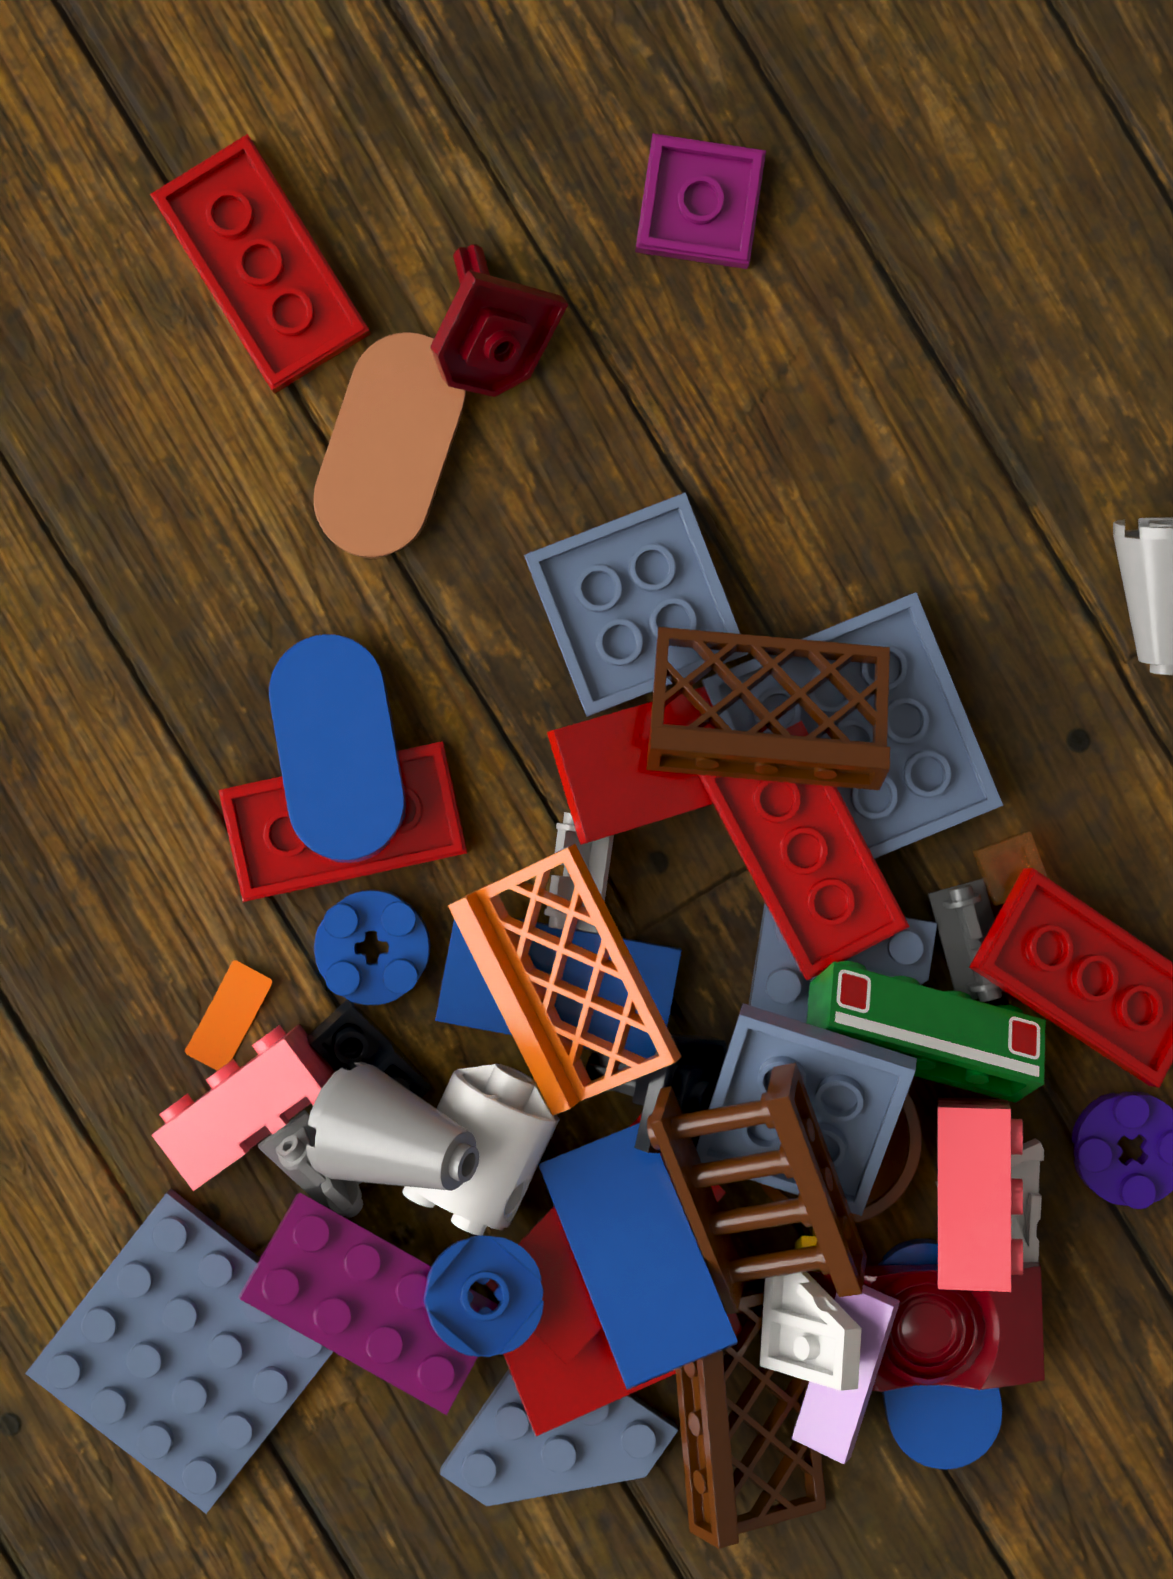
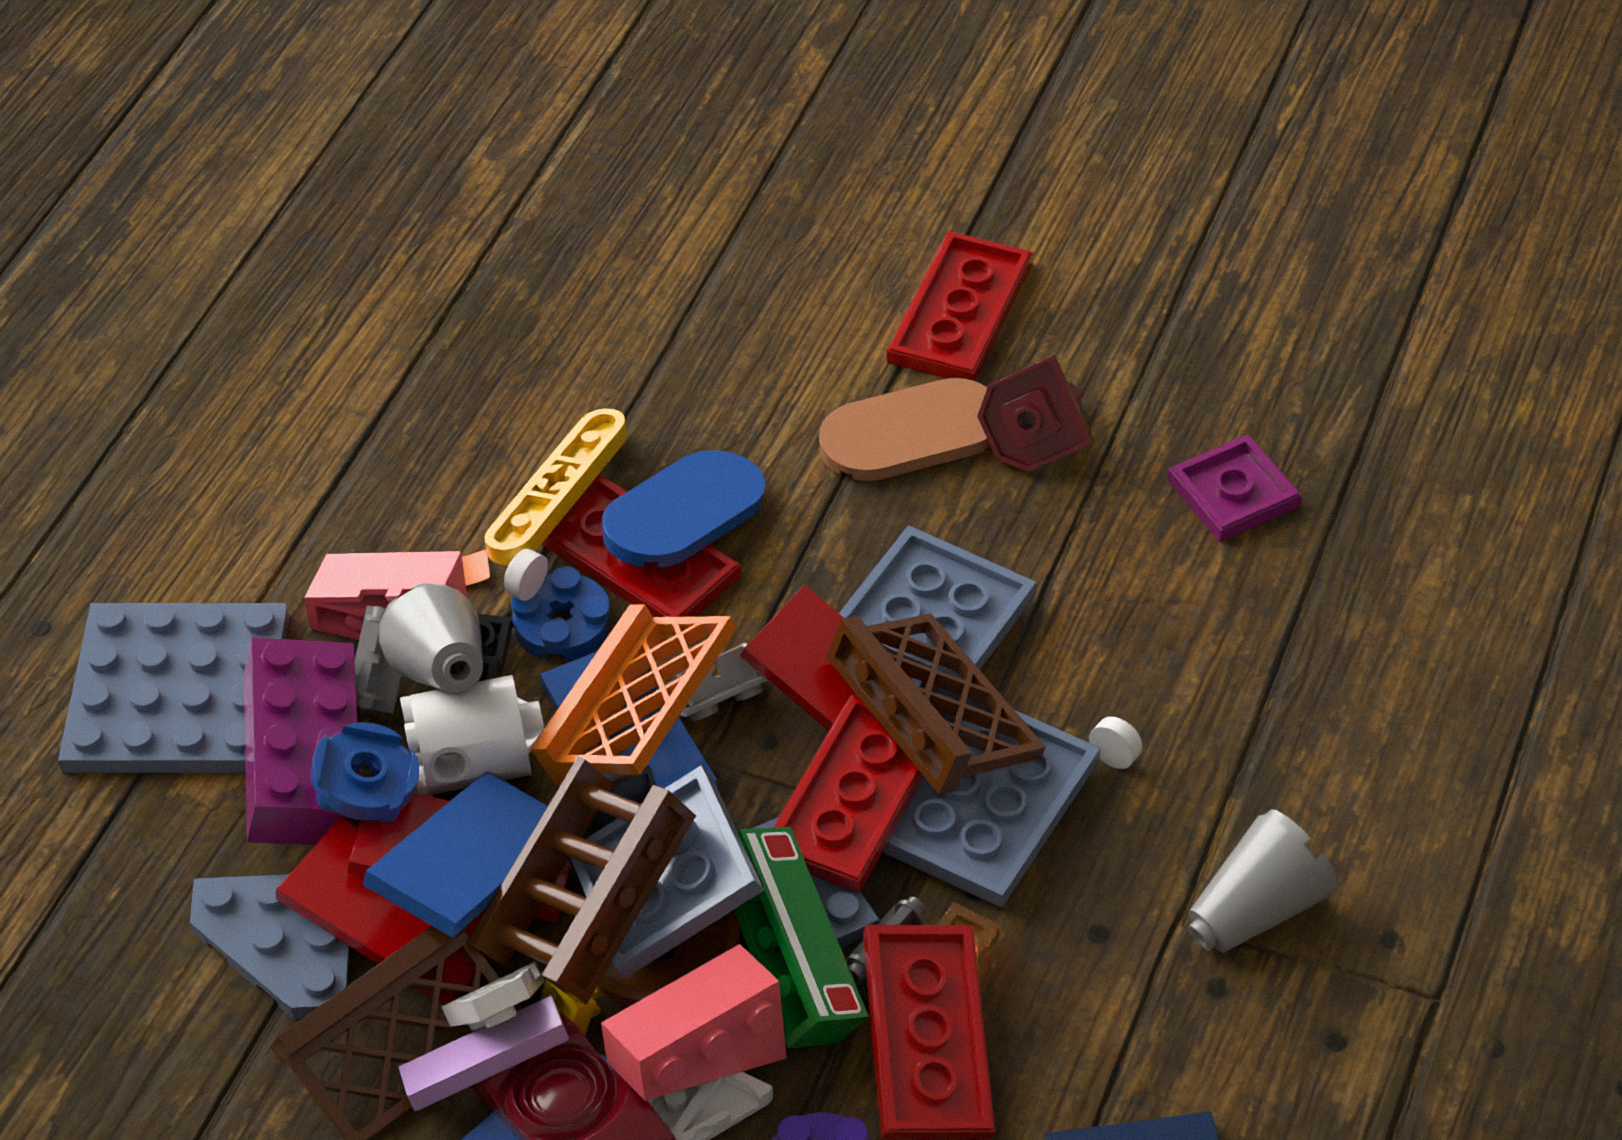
camera: 55 degrees right, 40 degrees down
(242, 902) = (547, 495): none -> yellow piece
(326, 970) = (525, 574): none -> white tile
(915, 569) = (1118, 742): none -> white tile

